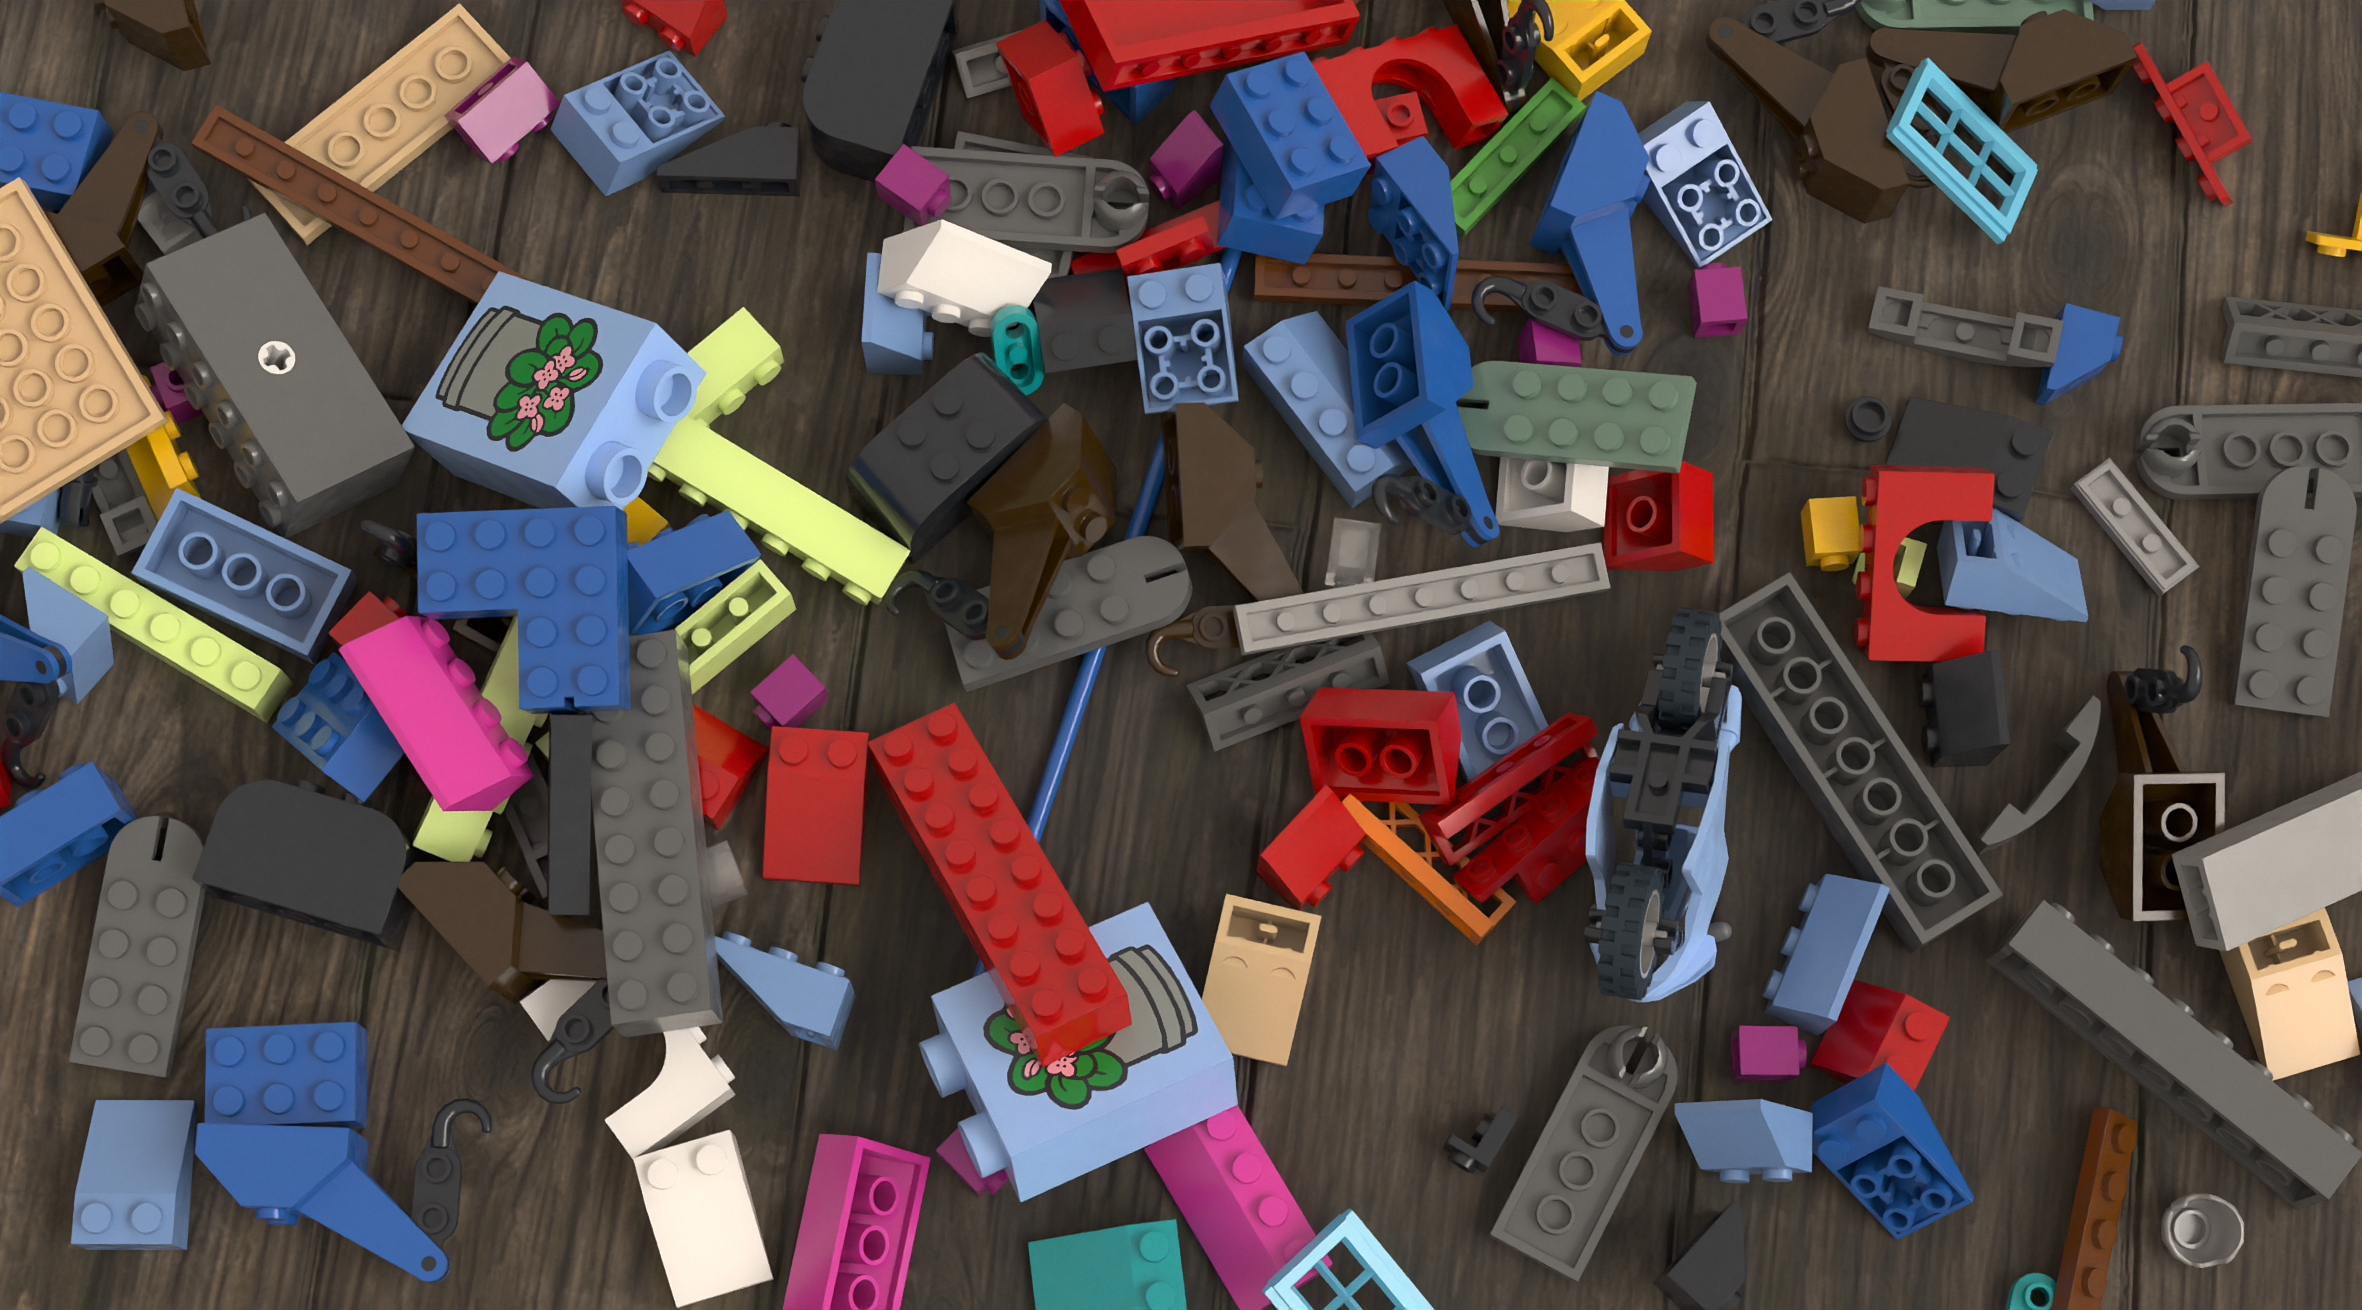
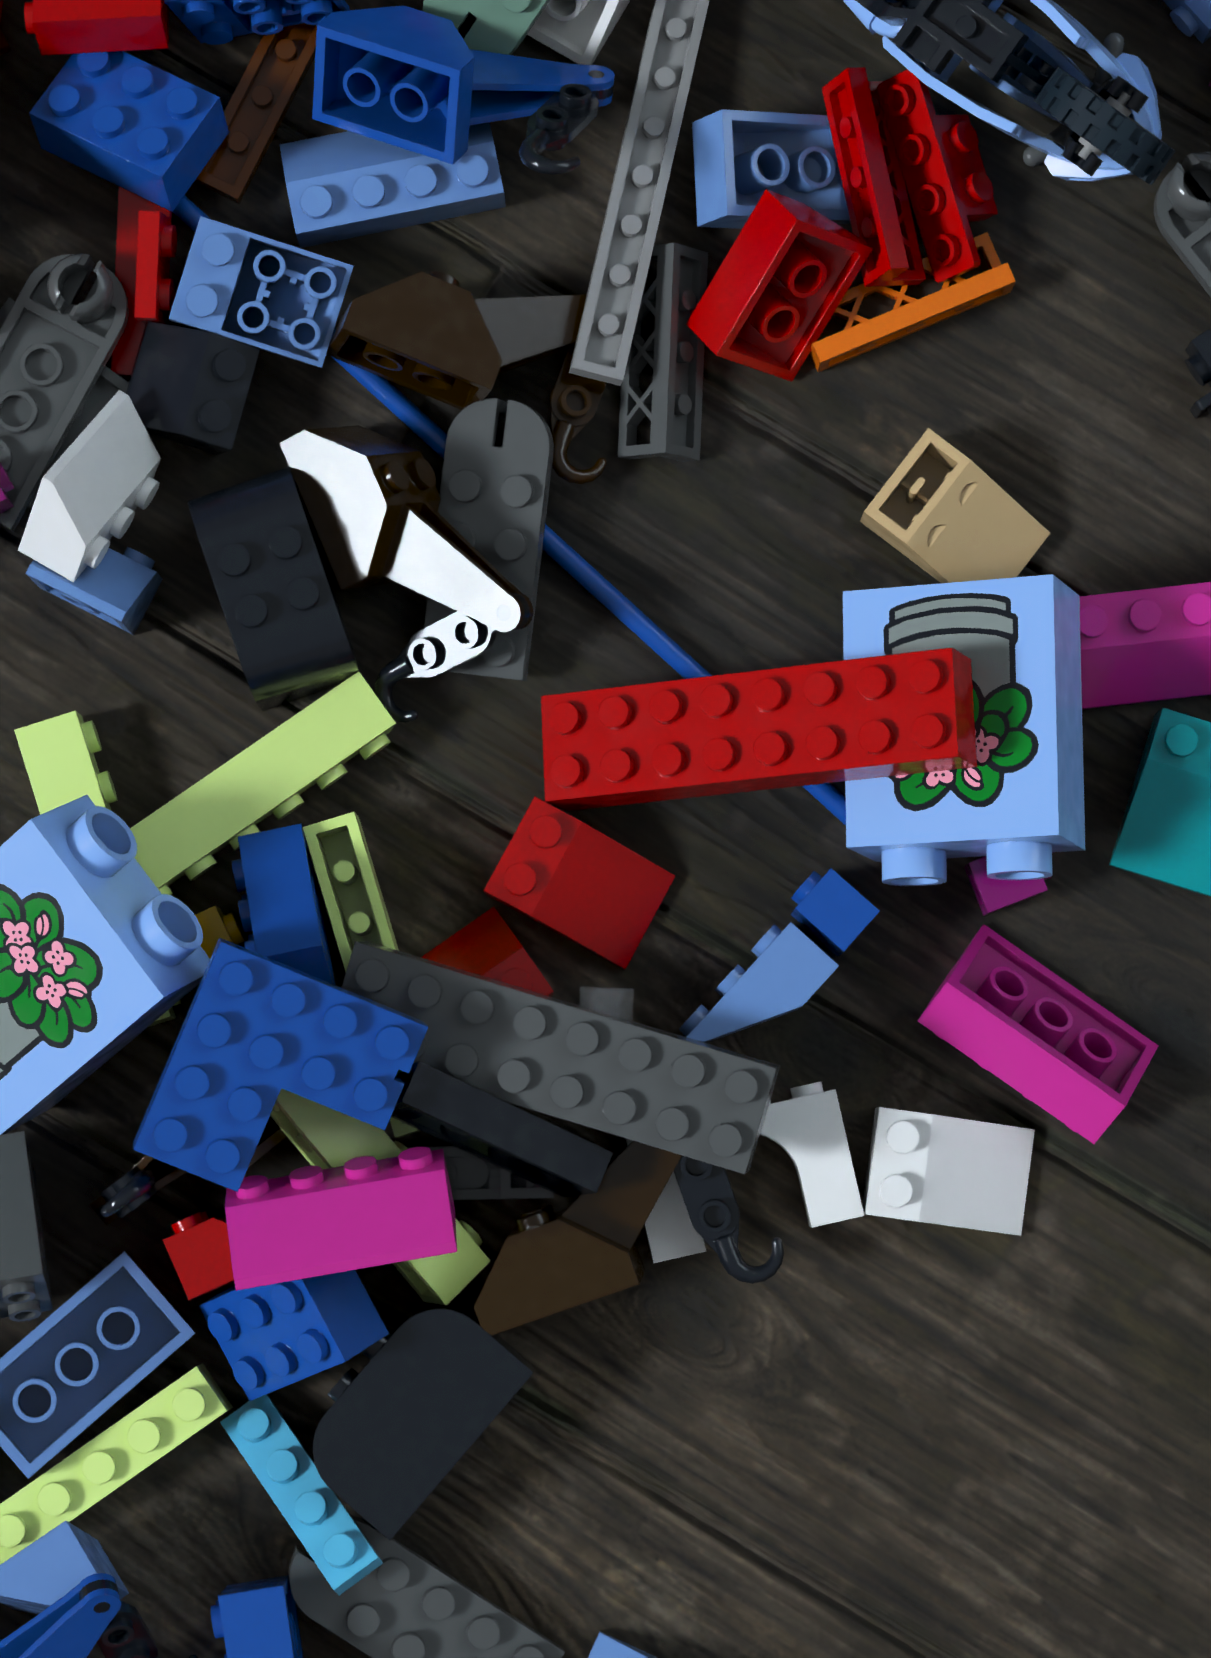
camera: 60 degrees left, 10 degrees up
(185, 826) = (301, 1494): none -> medium azure plate
(287, 1075) = (623, 1530): blue brick -> none
(324, 1177) = (745, 1533): blue slope -> none
(788, 695) = (451, 863): magenta brick -> none
(880, 1019) = (832, 910): none -> blue brick
(1017, 347) = (181, 463): teal plate -> none
(1186, 162) = (62, 203): magenta slope -> none
(1289, 135) = (101, 78): blue brick -> none
(1312, 851) = (851, 409): red slope -> none
(1352, 552) = (561, 228): clear brick -> none

